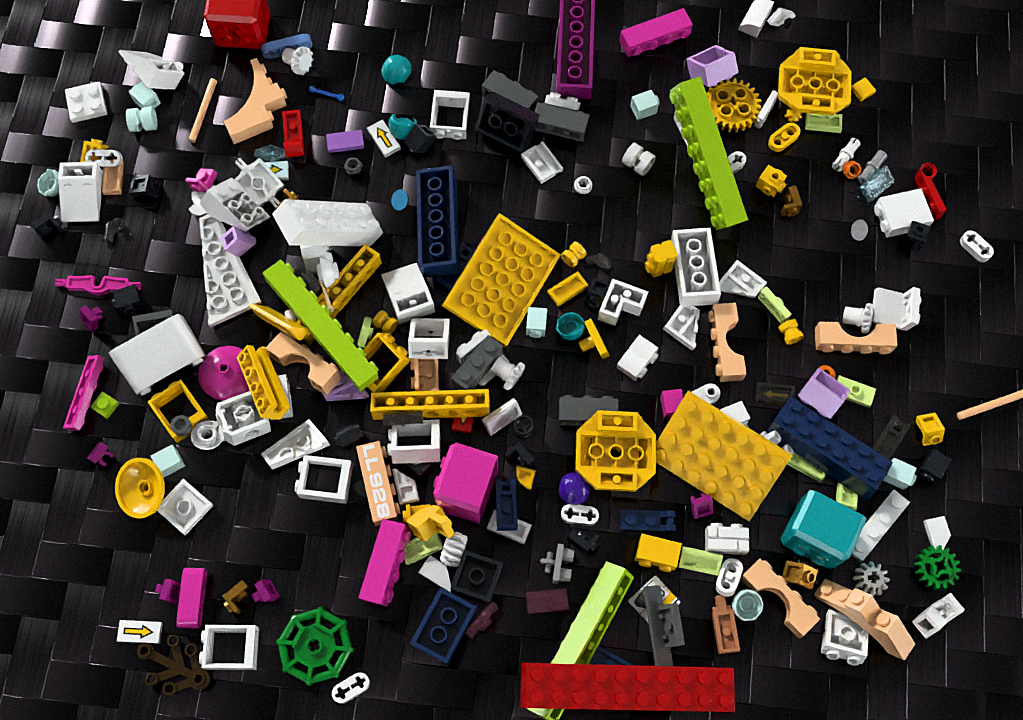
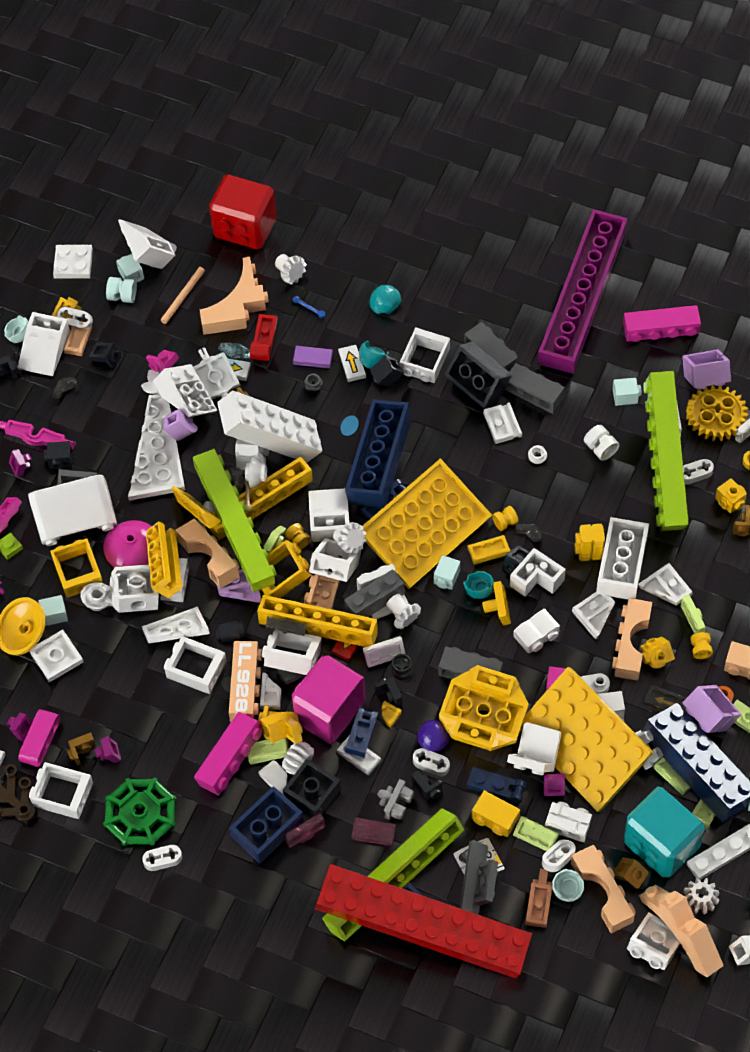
camera: 20 degrees right, 10 degrees down
(181, 425) = (75, 579): dark grey tile -> none
(276, 48) = (270, 252): medium blue beam -> none
(438, 314) = (350, 537): none -> white gear
(556, 100) = (535, 365): white plate -> none
(677, 477) = (536, 749): none -> white bracket
(755, 349) = (657, 652): none -> yellow brick

